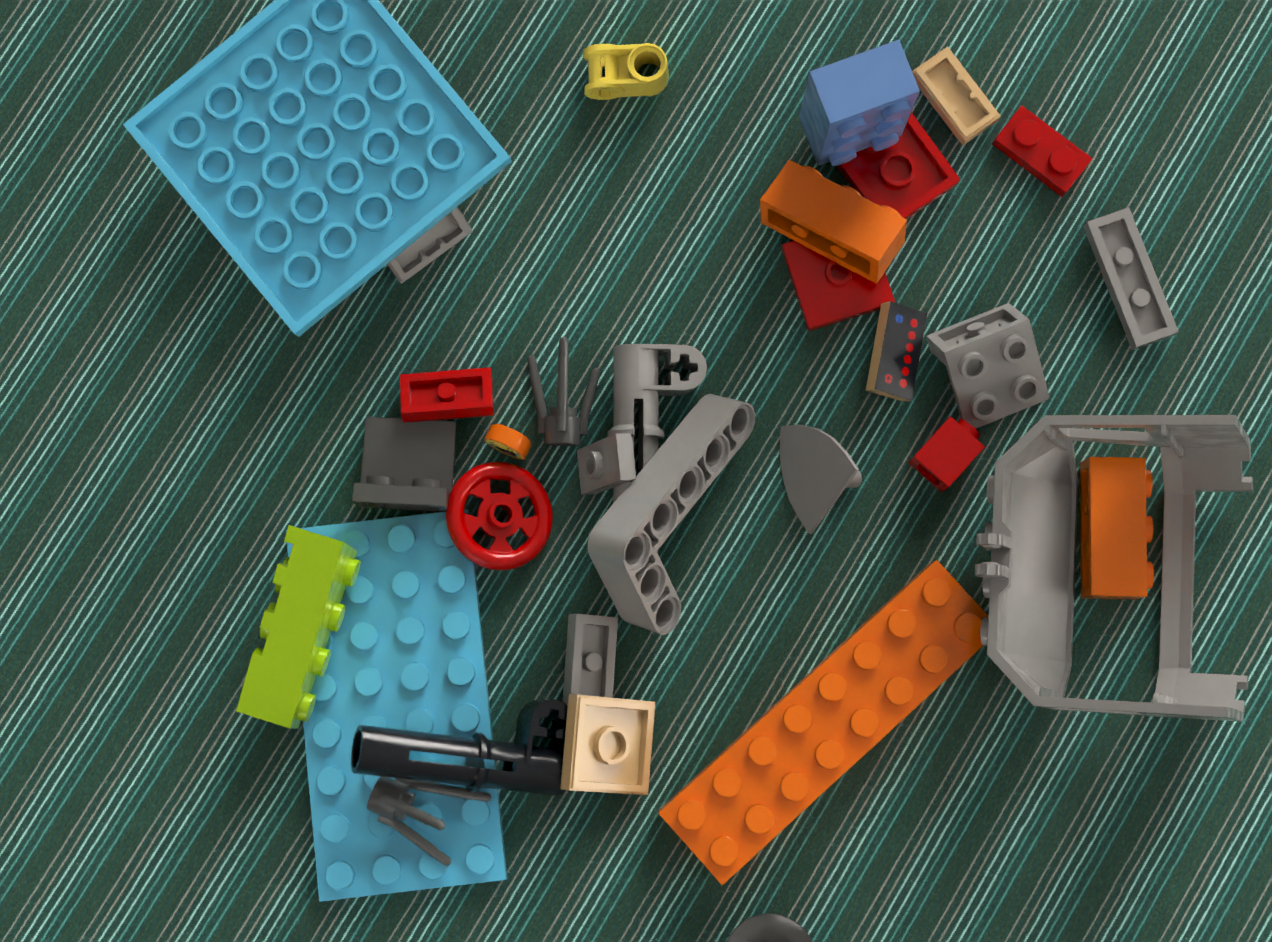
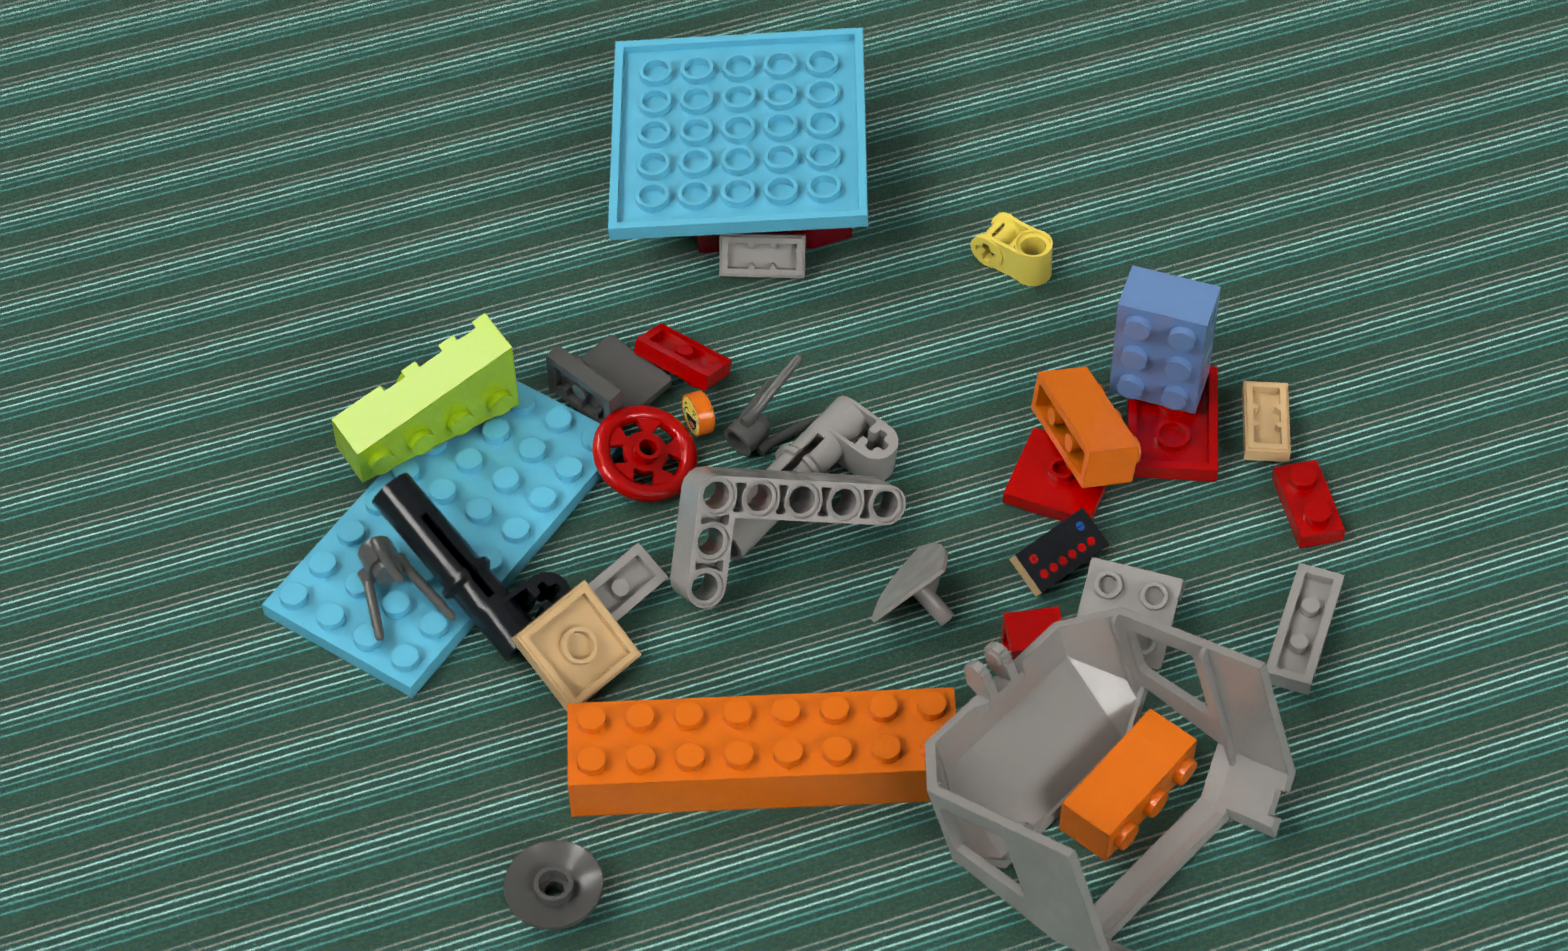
camera: 40 degrees right, 30 degrees down
(606, 463) = (762, 456): light grey plate -> none

